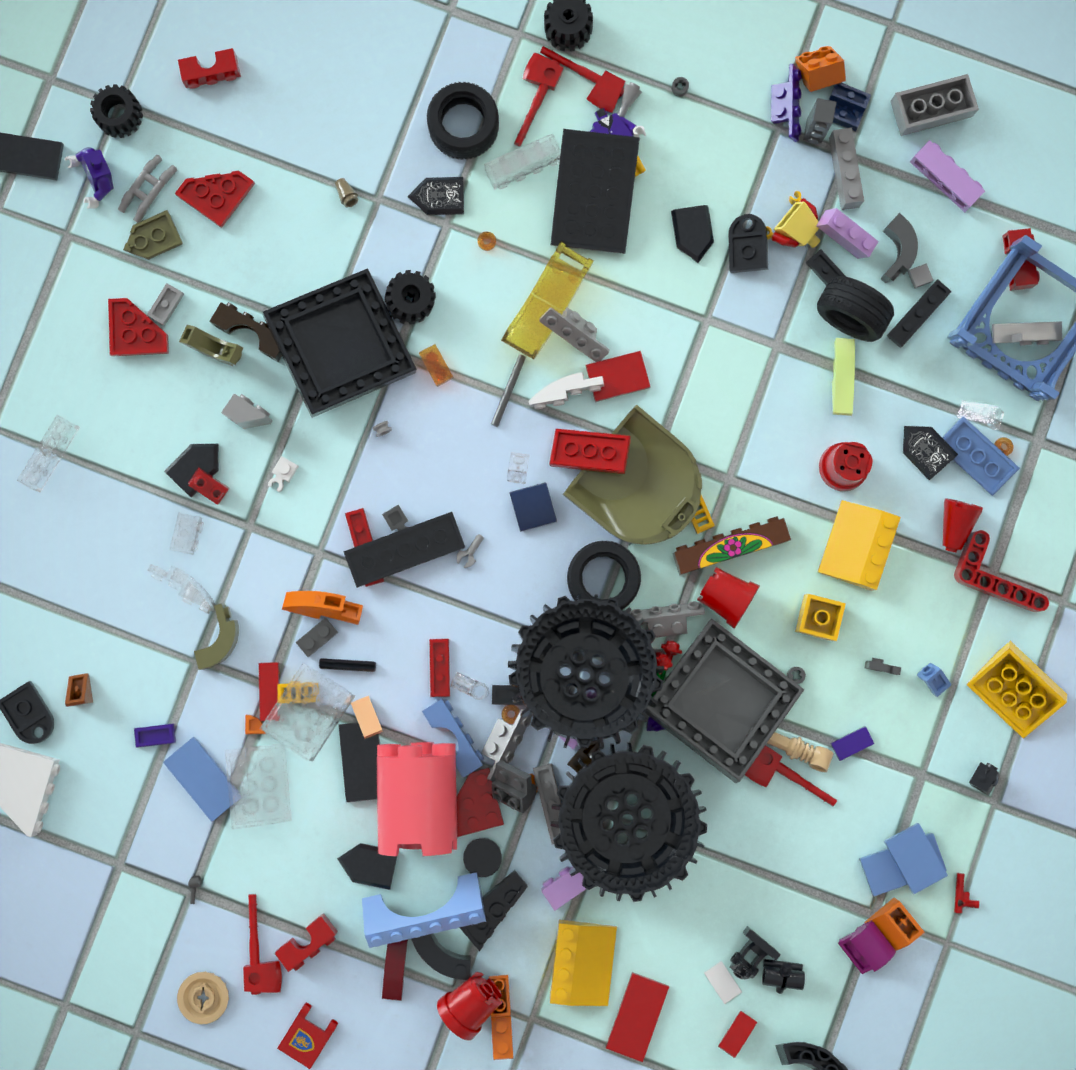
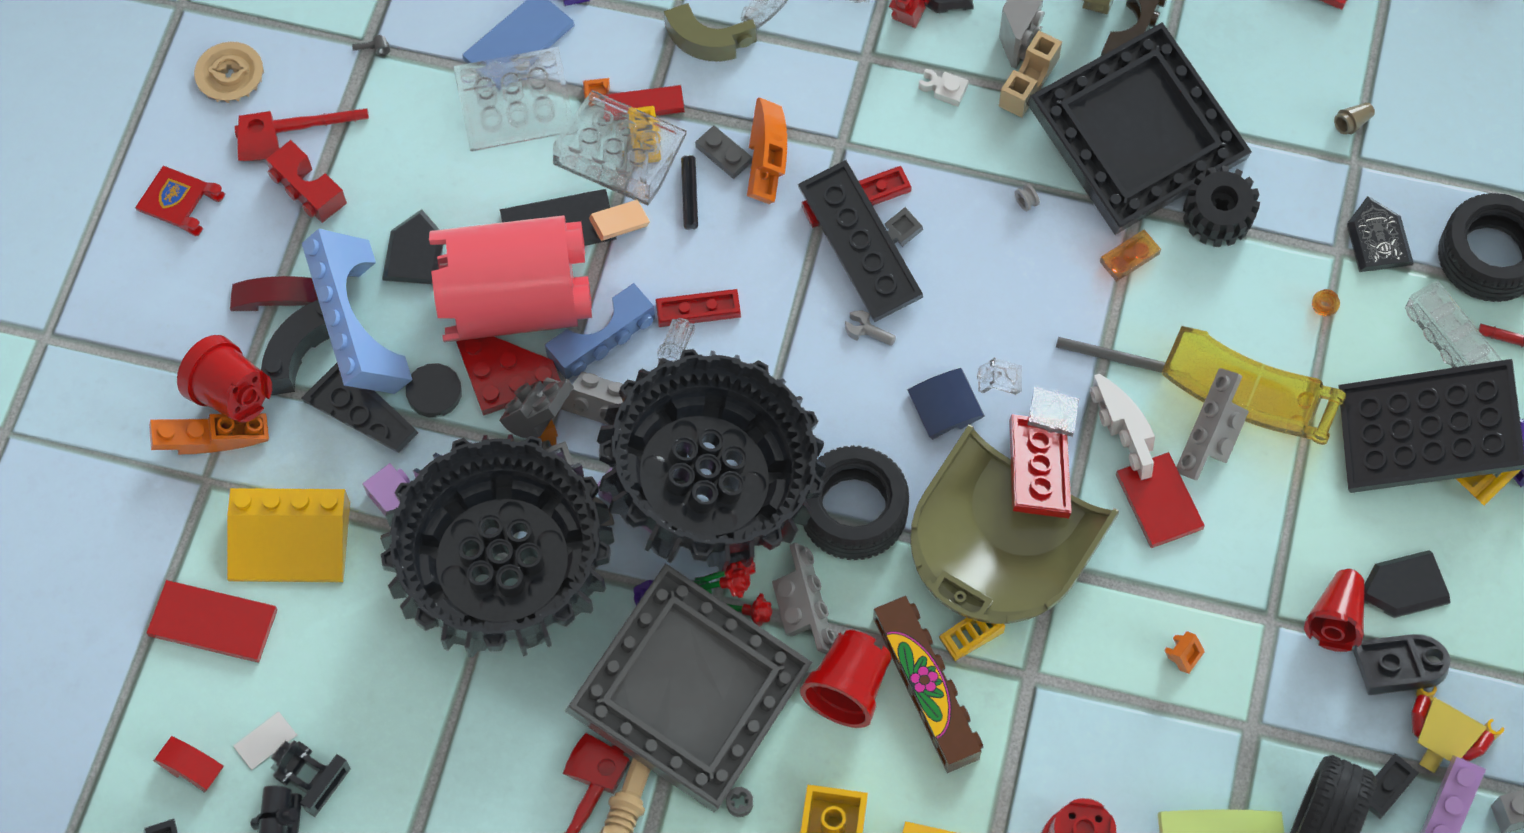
camera: 90 degrees right, 20 degrees down
(285, 411) = (1037, 65): none -> tan arch
(548, 436) = (1053, 411): none -> clear piece
(710, 275) = (1339, 613): none -> red cone
(726, 377) = (1186, 652): none -> orange tile

